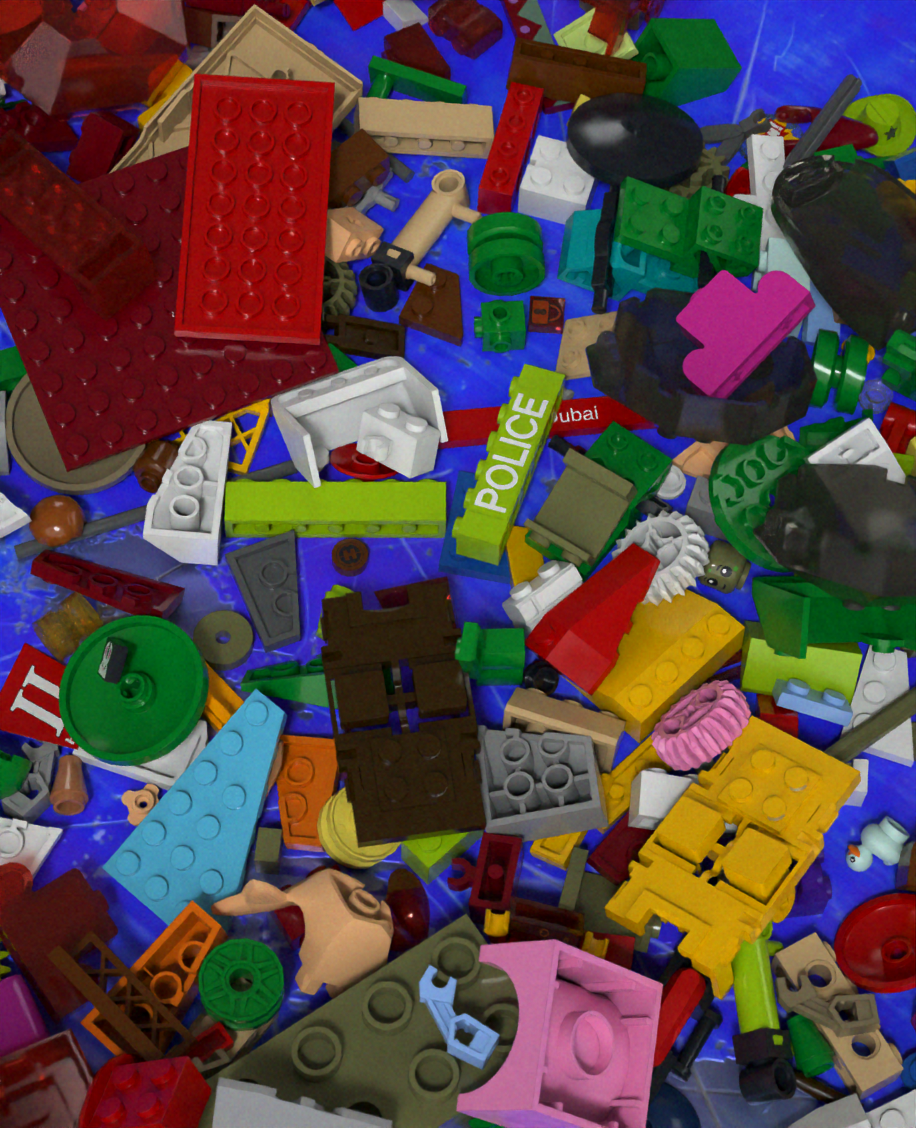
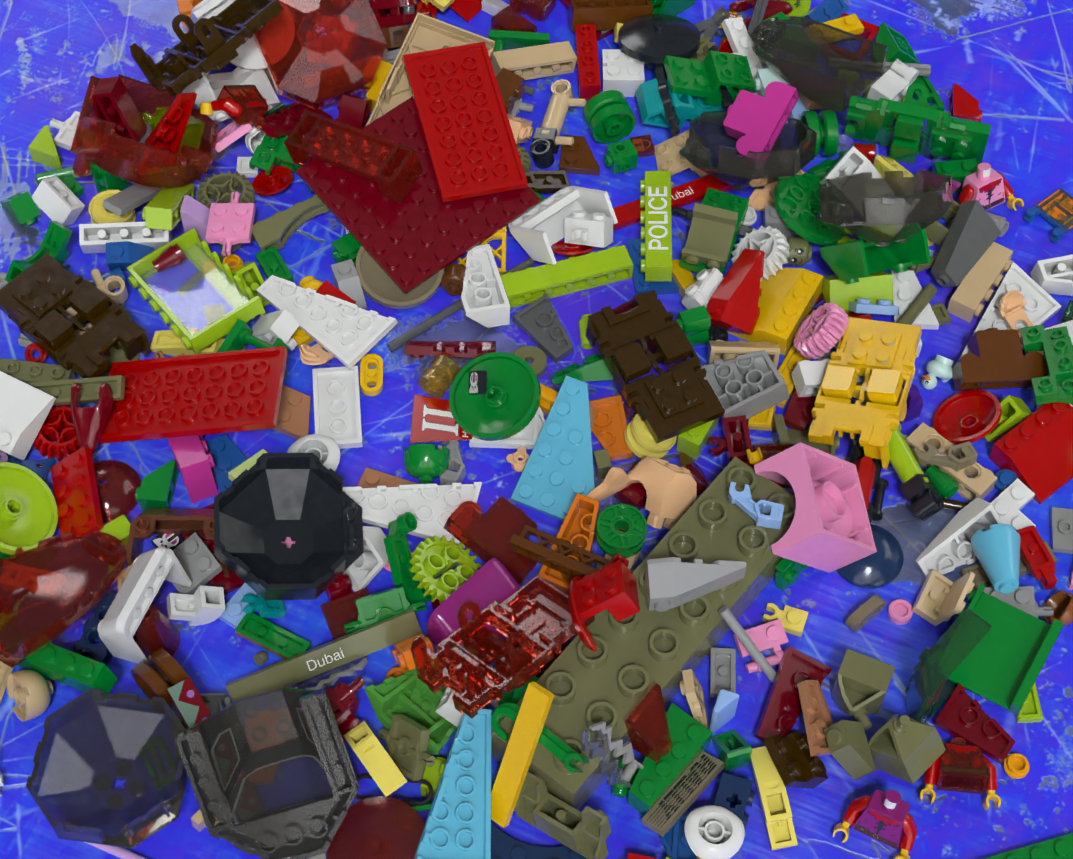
camera: 15 degrees left, 5 degrees down
(56, 520) = (409, 322): dark orange hair -> none
(69, 788) = (475, 463): nougat cone -> none
(349, 557) = (583, 301): reddish brown tile -> none
(471, 650) = (684, 318): green plate -> none

